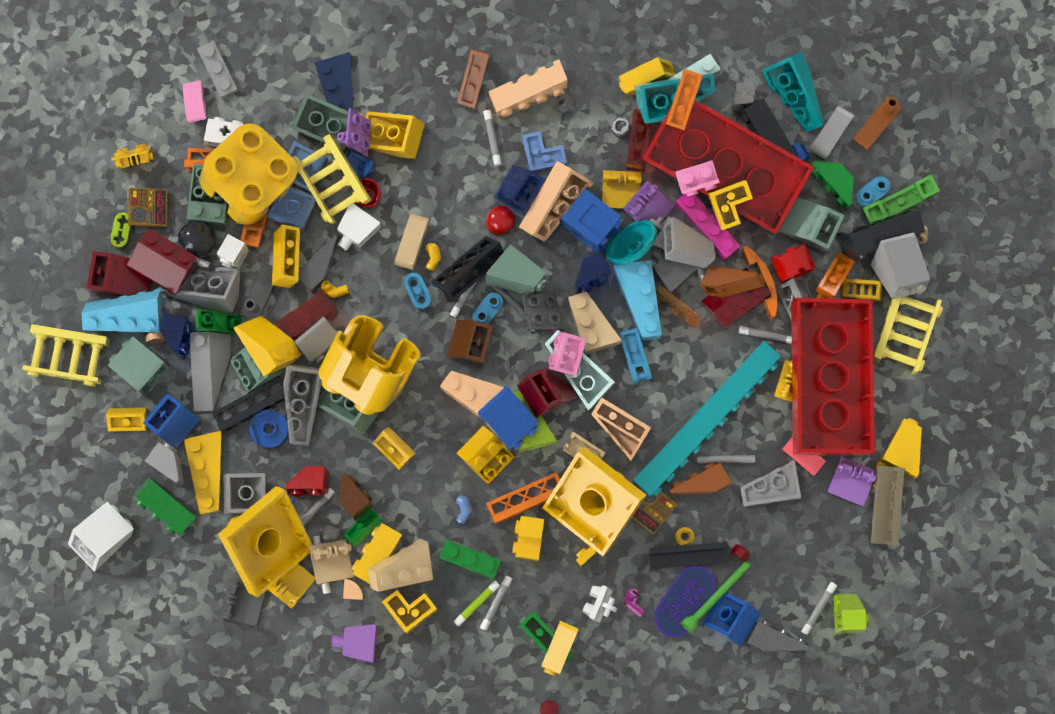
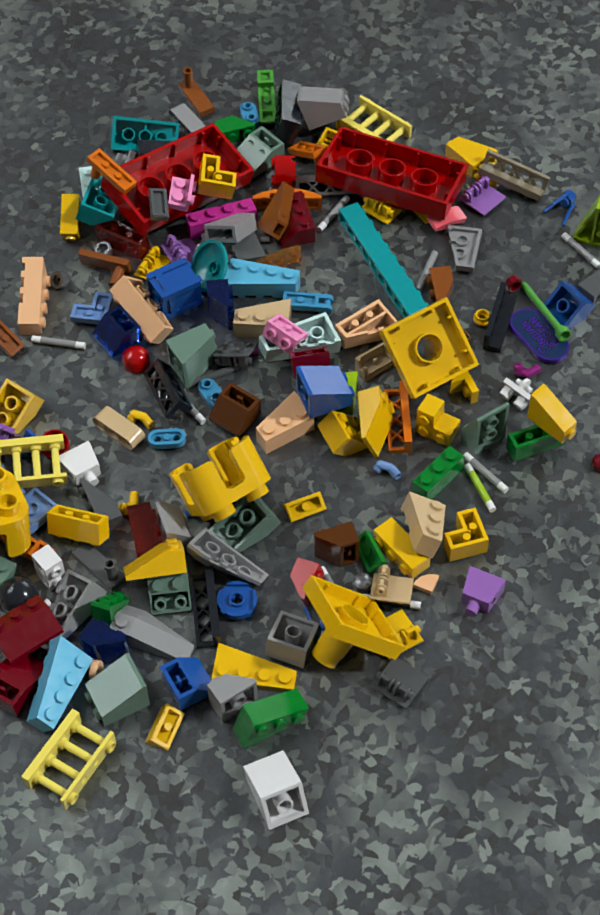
camera: 70 degrees left, 25 degrees down
(505, 477) = (375, 418): none -> yellow slope
(537, 585) = (486, 429): none -> sand green slope
(605, 153) = (116, 264): none -> dark orange piece
(671, 162) = (158, 204): none -> dark grey tile
(883, 570) = (565, 200): none -> blue plant

